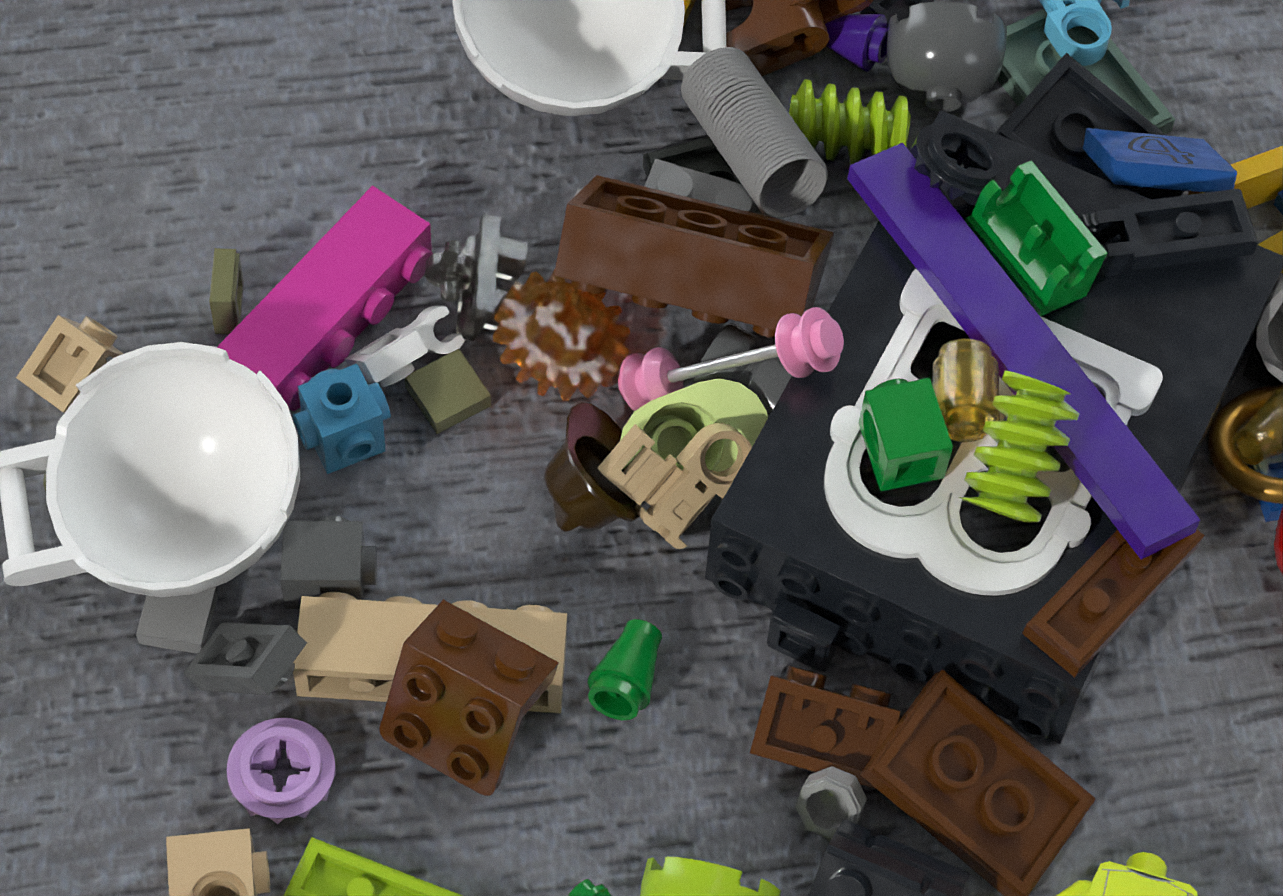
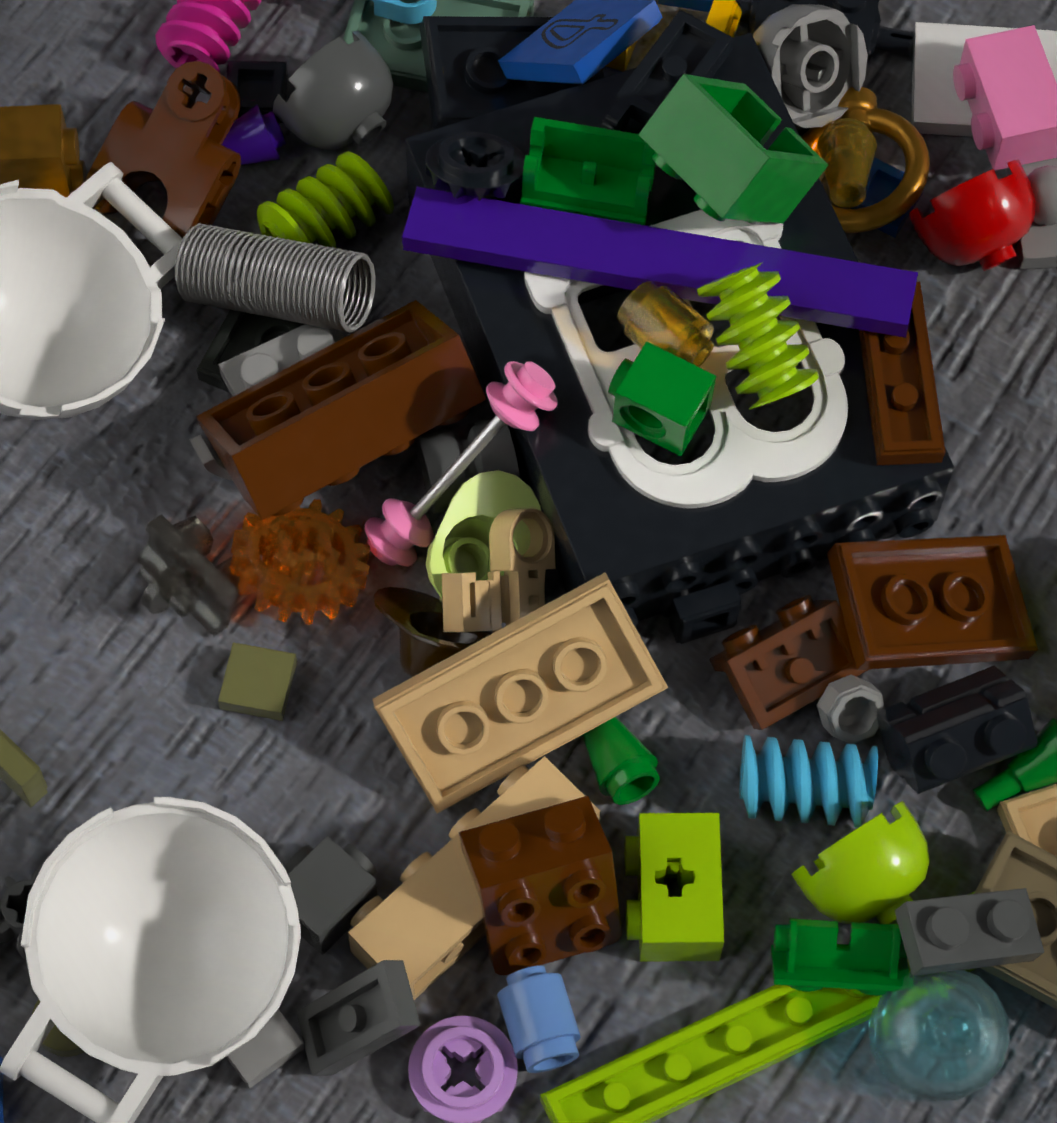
camera: 45 degrees left, 5 degrees up
(333, 294) = (97, 694): dark pink brick -> none
(342, 417) = (222, 748): dark azure brick -> none
(366, 786) = (539, 1019): none -> medium blue brick
(392, 355) = (192, 688): white plate -> none
(551, 829) = (685, 849): none -> lime brick
(598, 554) = (520, 693): none -> tan tile
(733, 818) = (808, 781): none -> medium azure piece
(1139, 296) = (715, 140): none -> green piece

